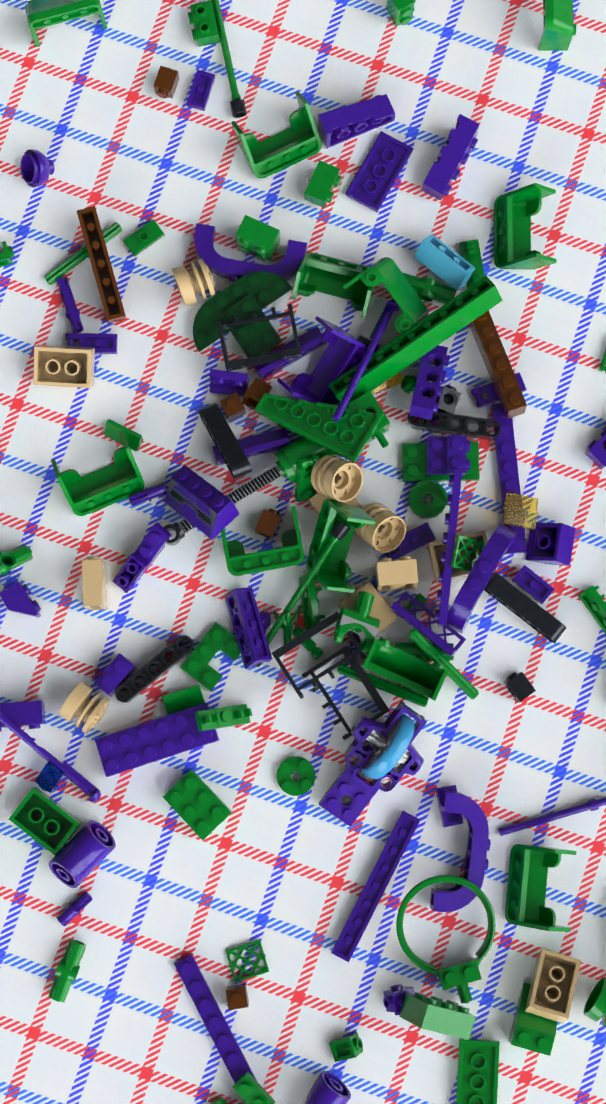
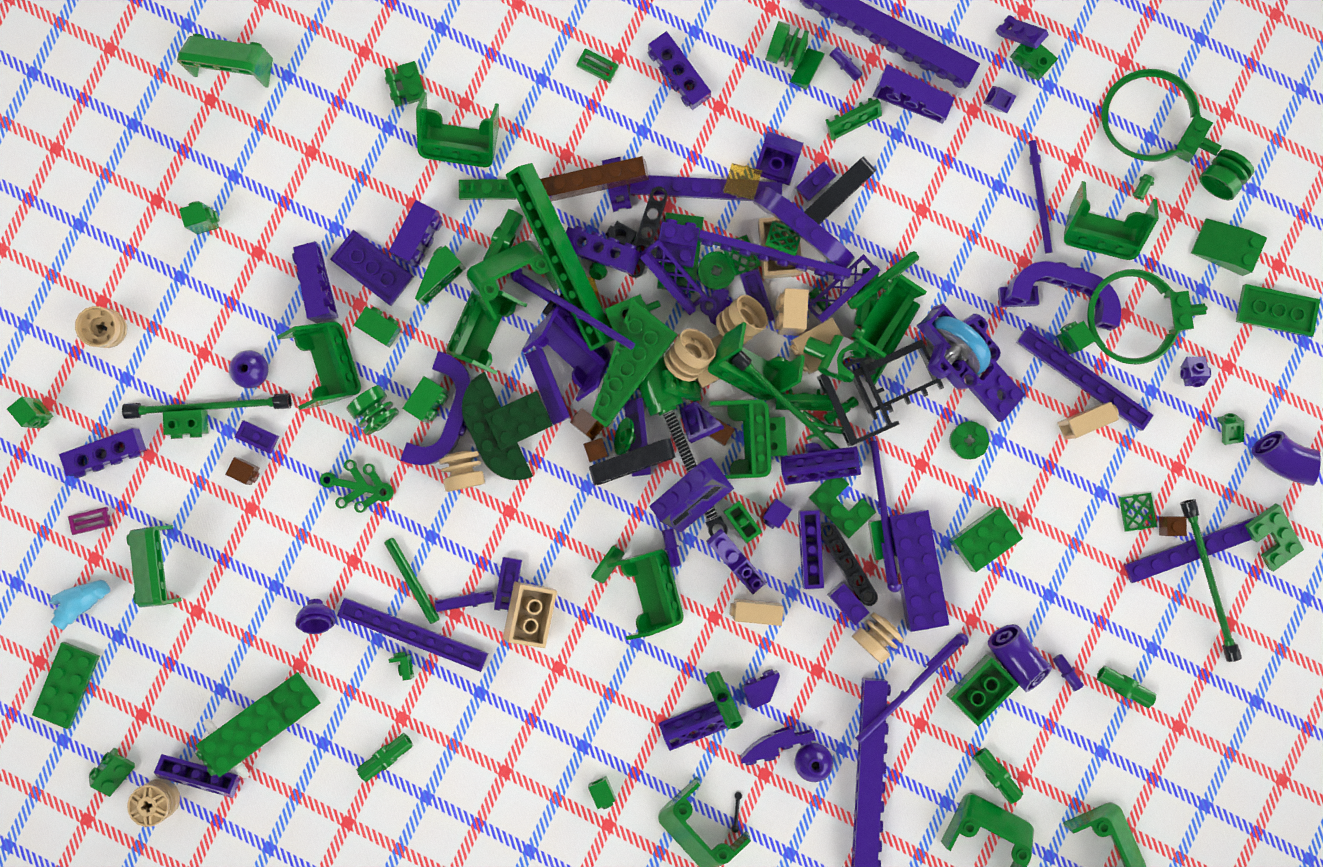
camera: 90 degrees left, 5 degrees up
(31, 262) = (412, 634): none -> dark purple plate
(49, 777) = (941, 681): clear blue bracket -> none
(101, 264) = (429, 563): reddish brown brick -> none
(143, 238) = (405, 516): green plate -> none
(163, 629) = (811, 549): none -> dark purple brick
(166, 191) = (359, 487): none -> green plant
(177, 705) = (887, 547): none -> dark purple bar
(182, 558) = (742, 521): none -> green brick
(194, 591) = (776, 514): none -> dark purple brick
(223, 717) = (906, 502): green plate -> none
(228, 382) = (571, 451): dark purple bracket -> none
(241, 190) = (371, 408): none -> green wheel
(250, 432) = (624, 436): none -> green dish
(254, 1012) = (1231, 649): none -> green hose
(264, 79) = (256, 372): none -> dark purple piece
(264, 359) = (553, 386): black hinge -> none
(271, 580) = (778, 436): none -> green brick
(274, 501) = (698, 422): none -> dark purple wing
(332, 893) = (1088, 420): none -> tan brick
(382, 232) = (439, 274): none -> green slope
(399, 505) = (719, 302): none -> dark purple plate
(410, 449) = (670, 283): none -> dark purple fence
(416, 205) = (416, 234): none -> dark purple brick
(416, 867) = (1075, 337): none -> green brick
(438, 1015) = (1219, 337): brick -> none
(440, 510) = (730, 259): none -> green window
(444, 262) = (479, 216): medium azure brick -> none
(451, 157) = (370, 192): dark purple wedge -> none
(519, 686) = (913, 210): black brick -> none
(553, 986) = (1203, 224): tan brick -> none
(567, 180) = (410, 80): none -> green plate
(583, 921) = (1143, 187): none -> green pin

